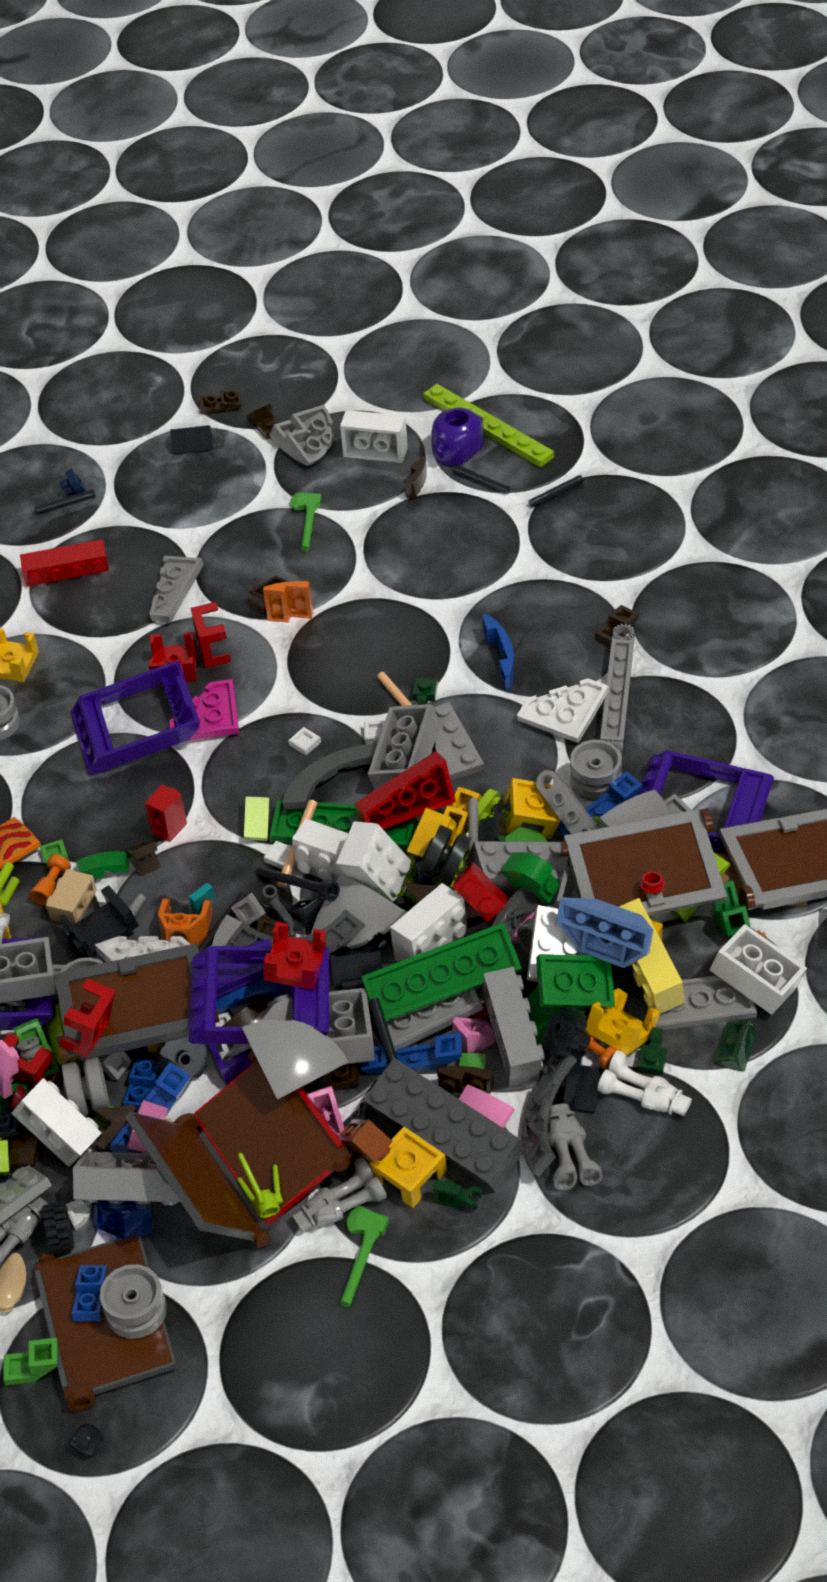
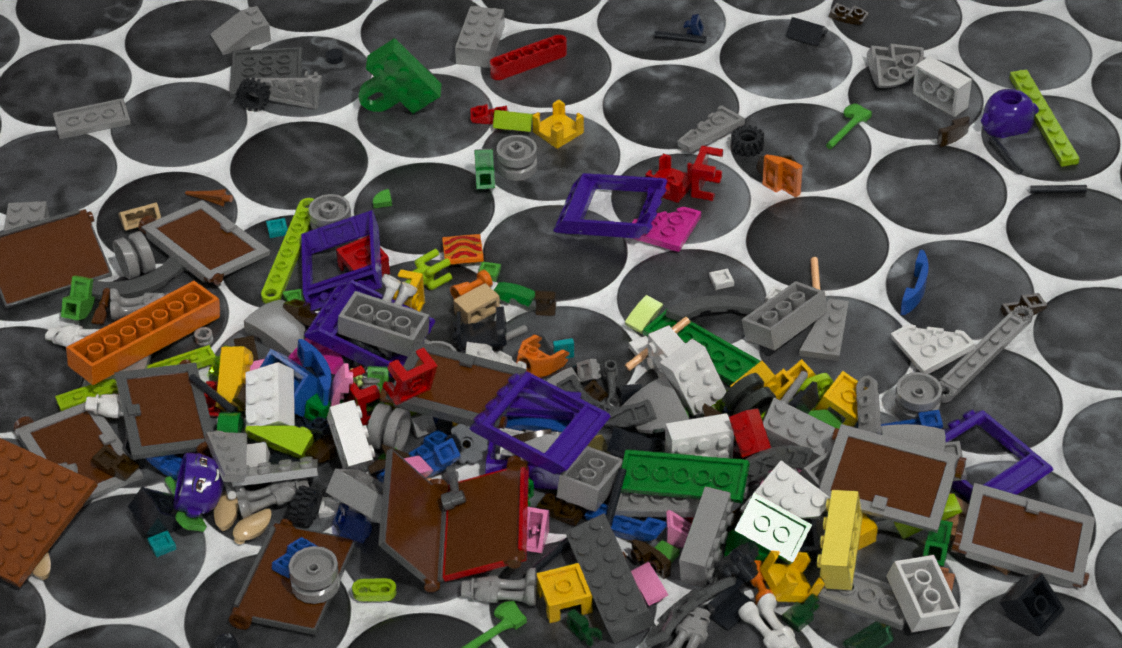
camera: 30 degrees right, 5 degrees down
(31, 1365) = (227, 581): bright green slope -> none
(64, 562) = (645, 78): red brick -> none
(166, 812) = (581, 278): red brick -> none
(202, 1279) = (374, 589): none -> lime plate
(215, 1126) = (455, 496): none -> dark grey brick
(224, 589) = (747, 141): none -> black tyre
(263, 420) = (870, 37): dark brown slope -> none
(264, 1202) = (449, 560): lime plant -> none
(292, 1053) = (530, 471): light grey brick -> none
(294, 959) = (577, 408): red panel -> none
(327, 889) = (645, 379): black piece -> none
(366, 1140) = (542, 556): dark orange slope -> none
(408, 794) = (768, 344): red wedge -> none
(425, 690) = (837, 285): dark green plate -> none
(532, 872) = (797, 438): green brick -> none
(605, 930) = (812, 498): medium blue wedge -> none
(652, 883) = (882, 489): red plate -> none

